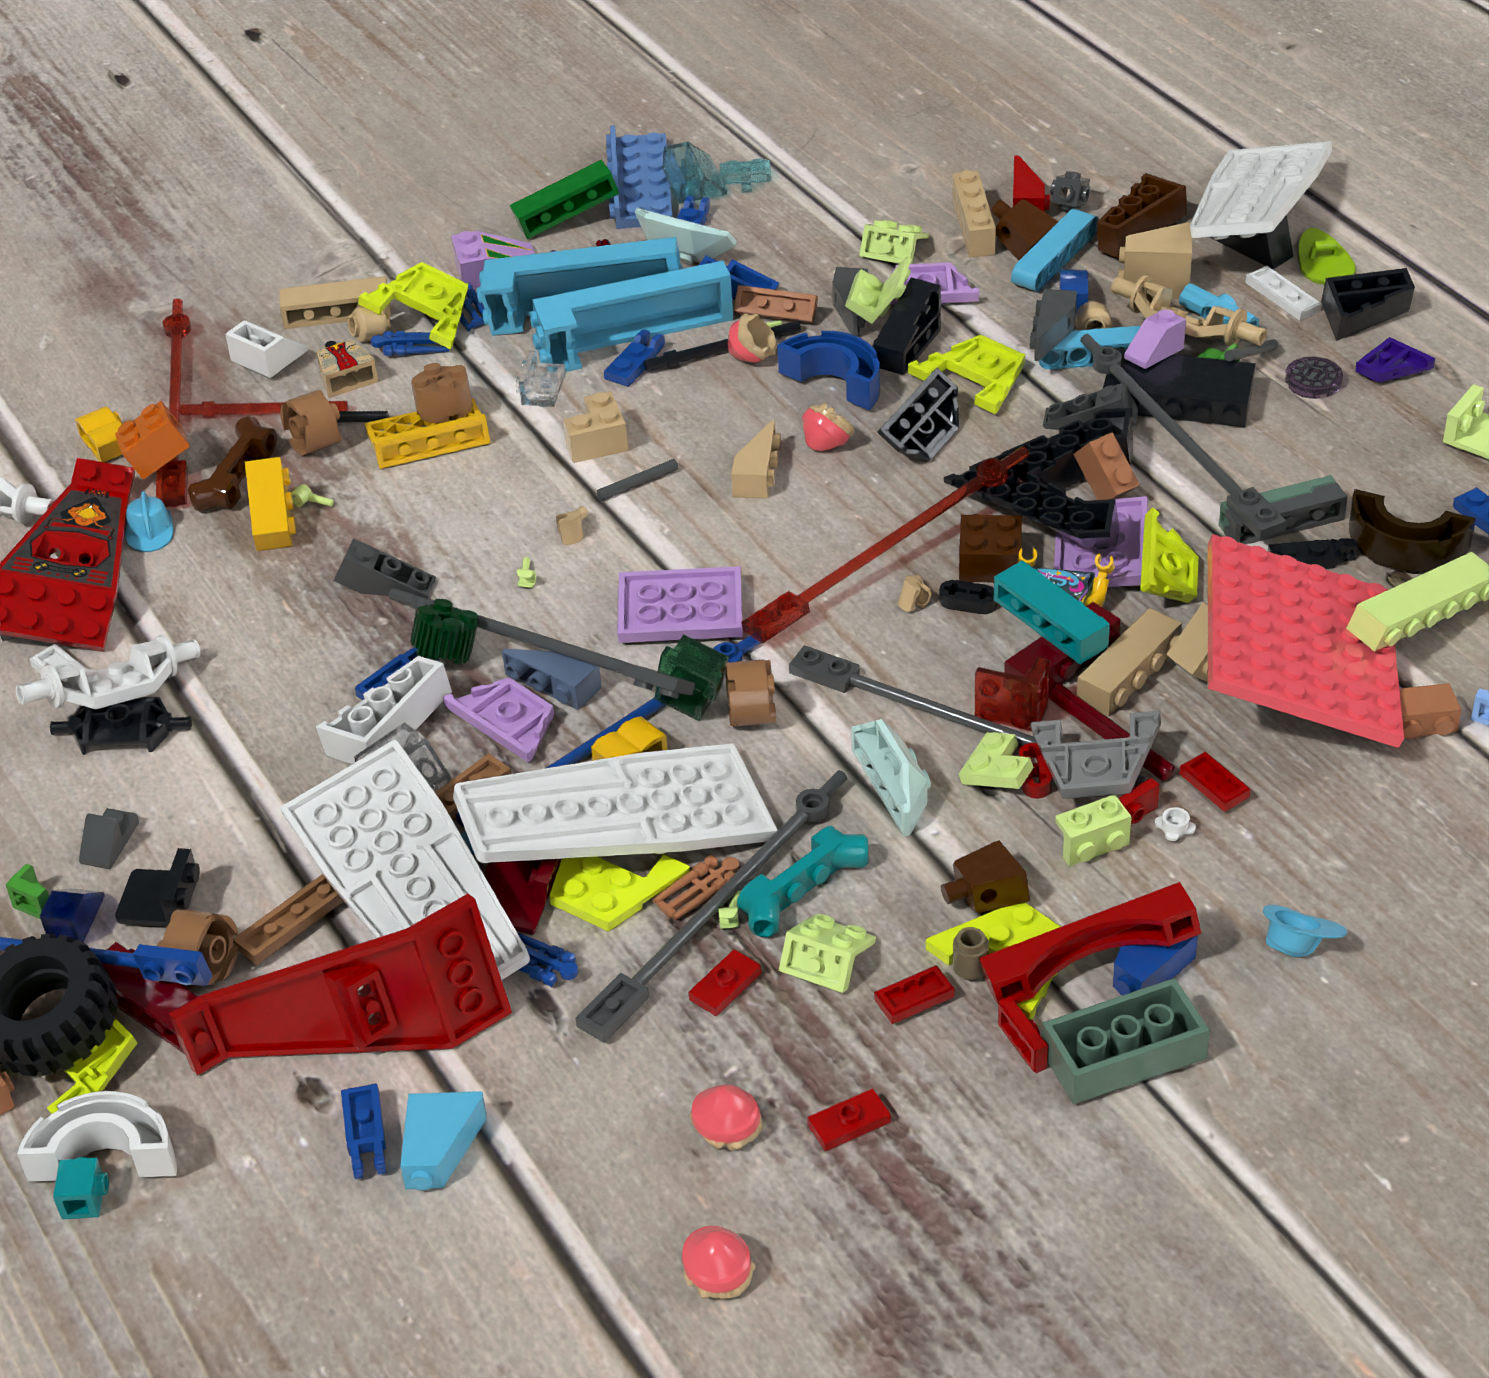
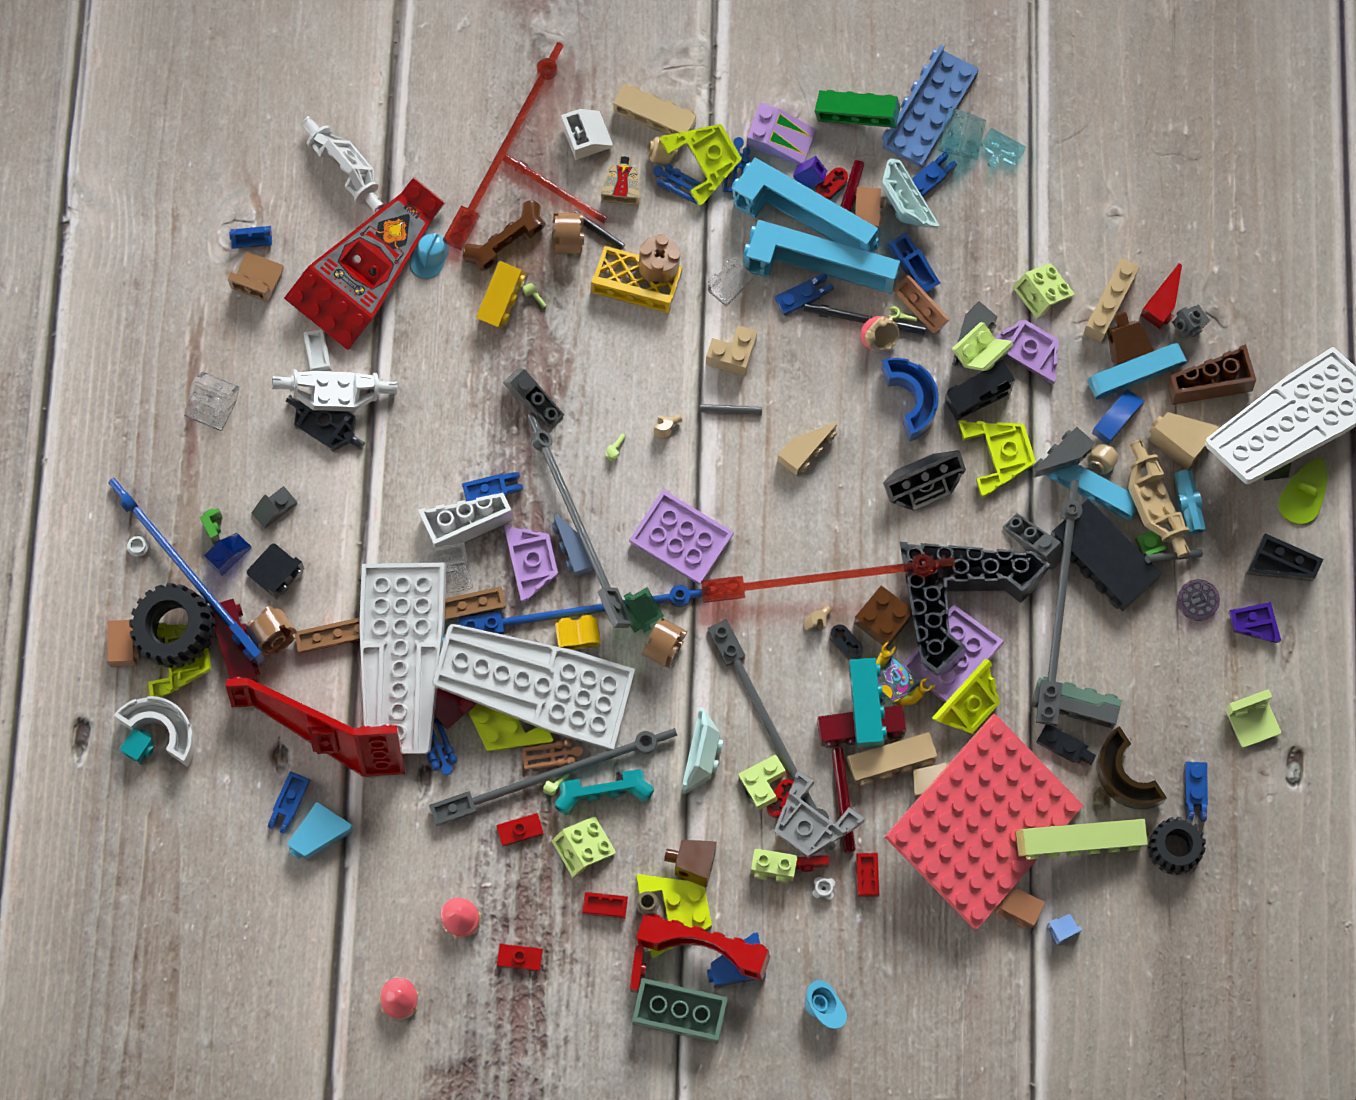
camera: 30 degrees right, 30 degrees up
(98, 433) = (446, 153): yellow brick -> none
(151, 439) = (465, 189): orange brick -> none
(444, 632) = (531, 478): dark green brick -> none
(825, 428) = (866, 446): coral hair -> none
(1013, 698) = (816, 751): clear red bracket -> none
(1106, 468) = (995, 604): nougat brick -> none
(1157, 339) = (1111, 517): lavender slope -> none
(1283, 293) = (1248, 511): white tile -> none

